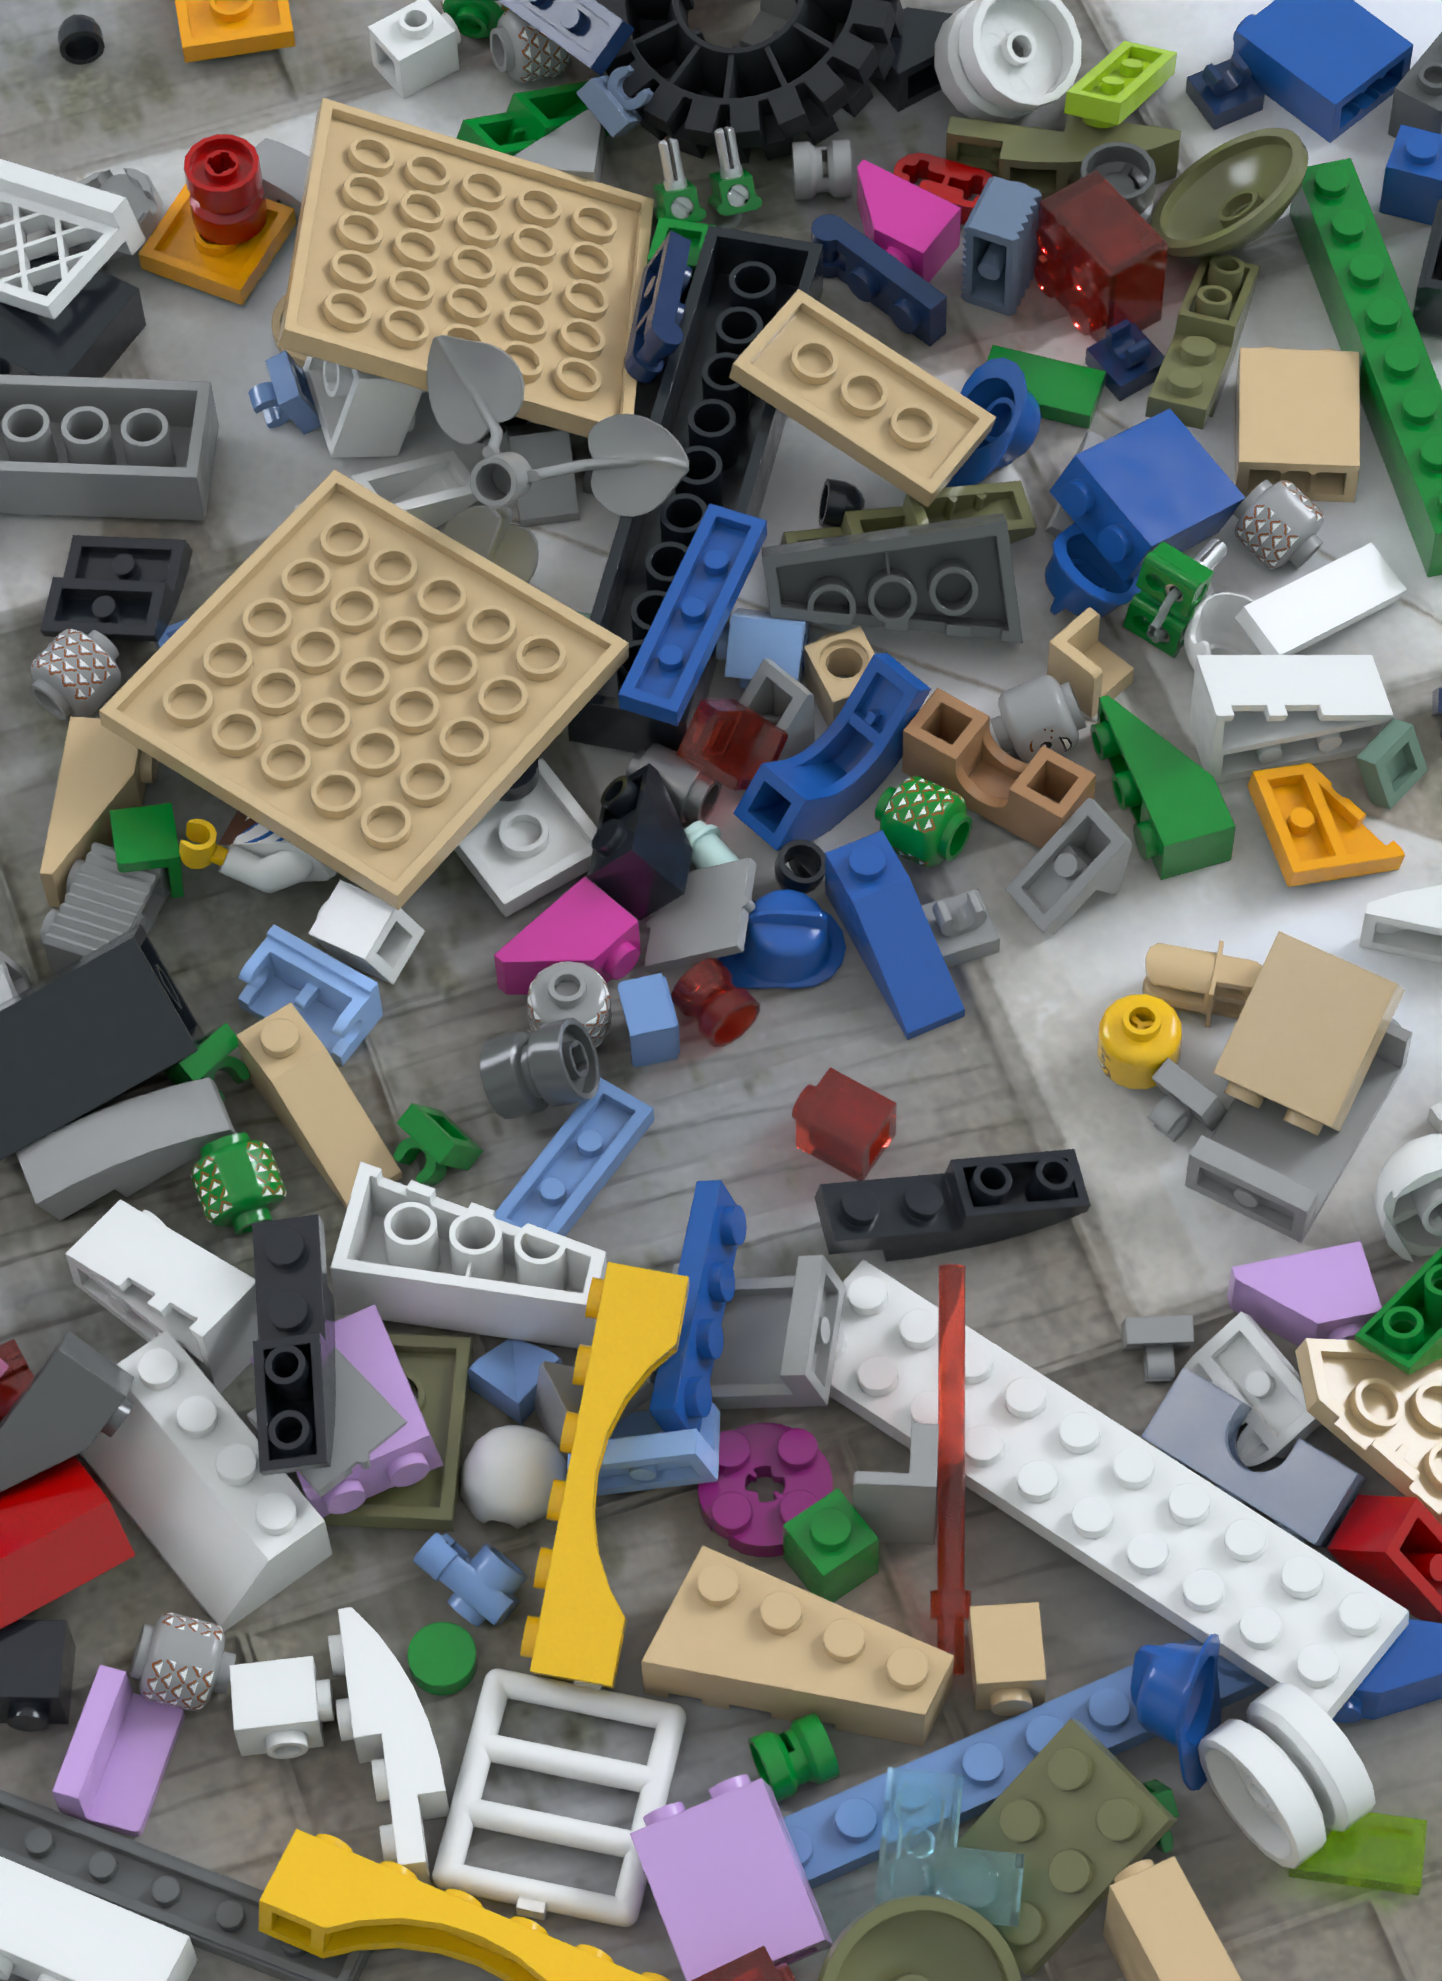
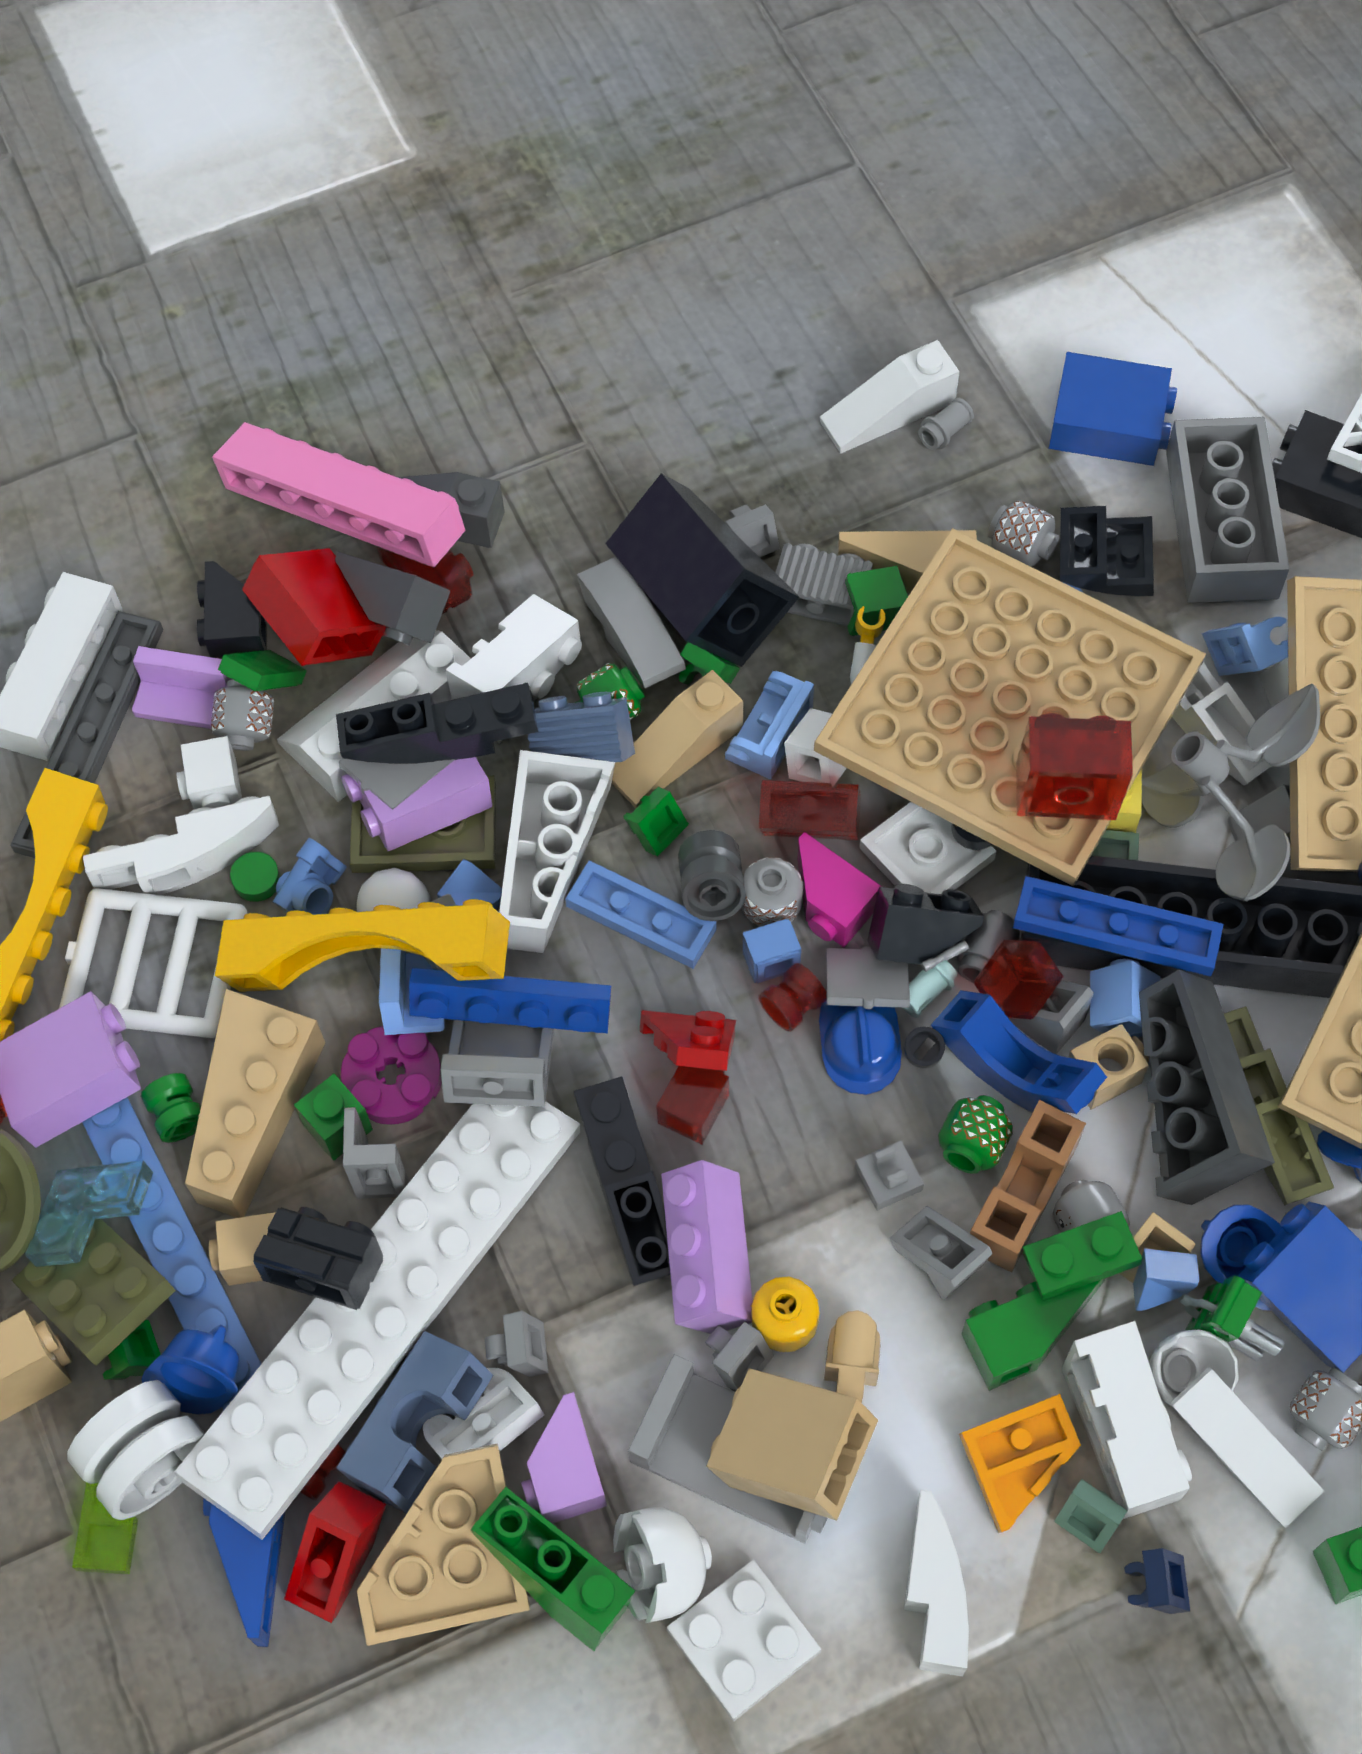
camera: 85 degrees right, 5 degrees up
(124, 1619) = (262, 670): none -> green tile
(303, 1178) = (586, 729): none -> sand blue brick
(312, 447) = (1245, 647): none -> light blue hinge
(458, 950) = (810, 807): none -> clear red brick
(501, 599) = (1073, 767): none -> clear red brick
(687, 820) = (946, 955): none -> light grey piece
(768, 1107) = (690, 1039): none -> red wing
(836, 499) = (1286, 1048): black hinge -> none
(891, 933) = (870, 1120): blue slope -> none
(951, 1601) = (400, 1187): clear red bar -> none
(1050, 1115) = (707, 1247): none -> lavender brick
(1051, 1530) = (319, 1256): none -> black brick
(1100, 713) = (1082, 1255): none -> green plate
(1120, 645) = (1164, 1277): none -> medium blue slope

